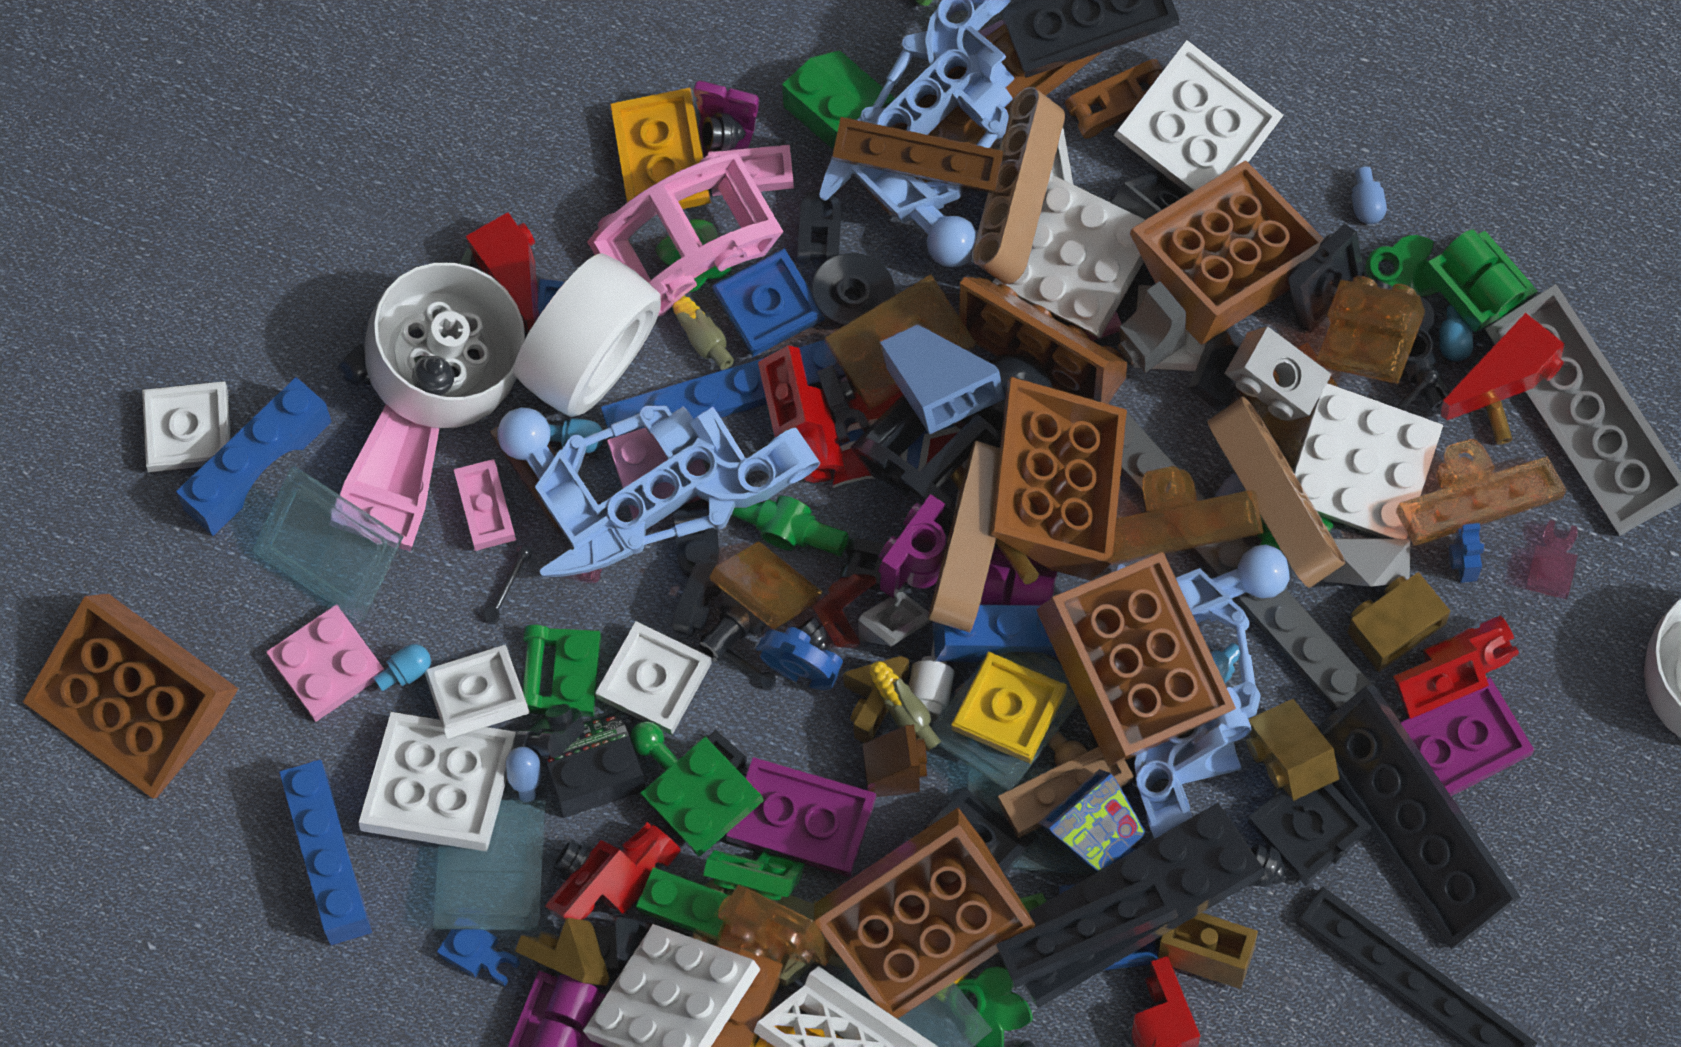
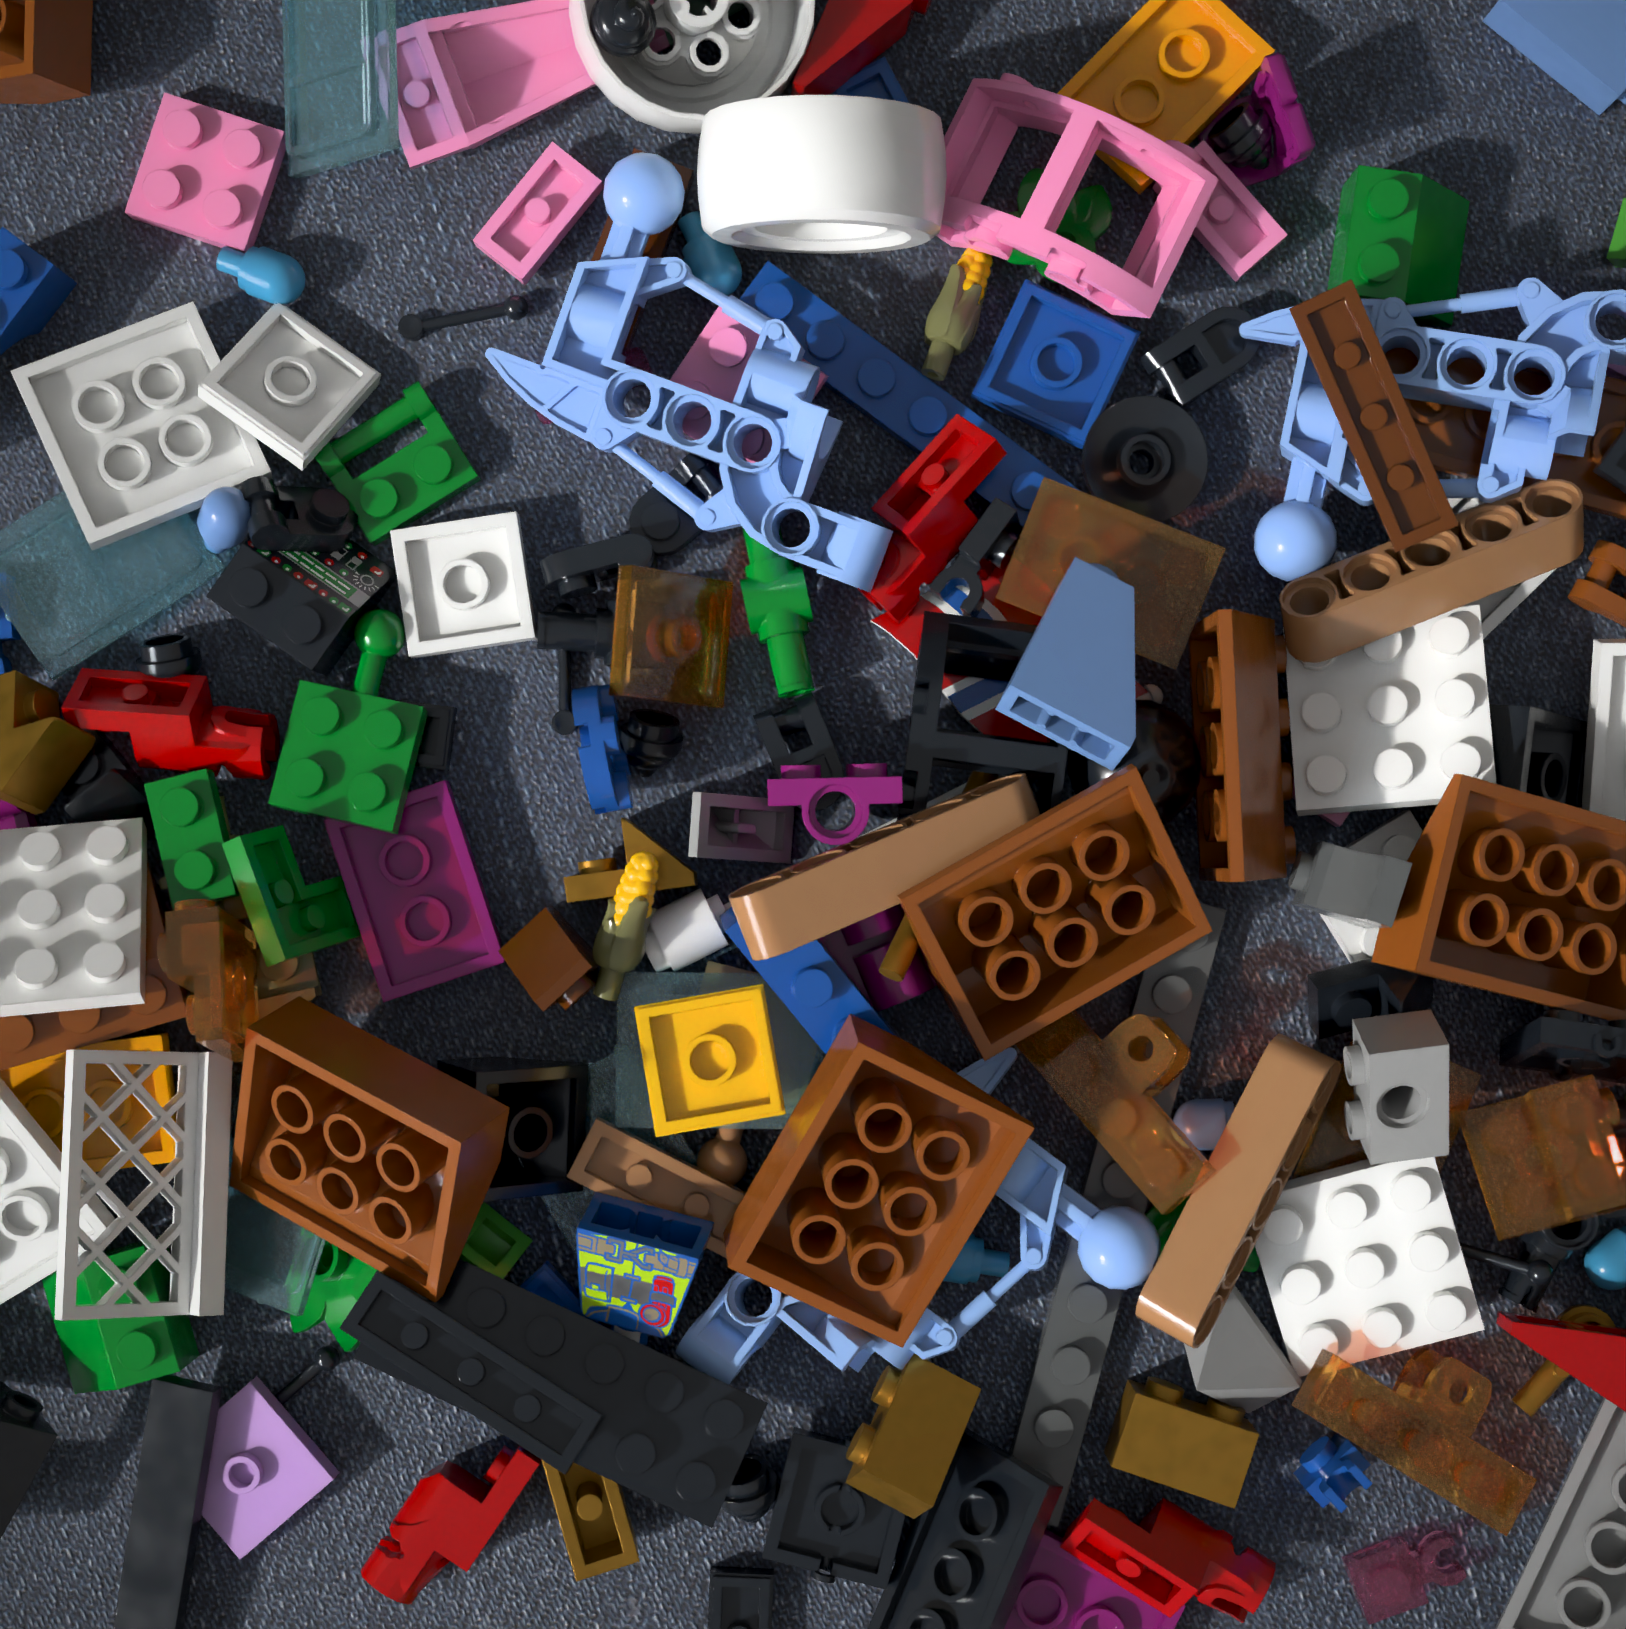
camera: 60 degrees right, 20 degrees up
(831, 606) = (706, 744): clear red bracket -> none

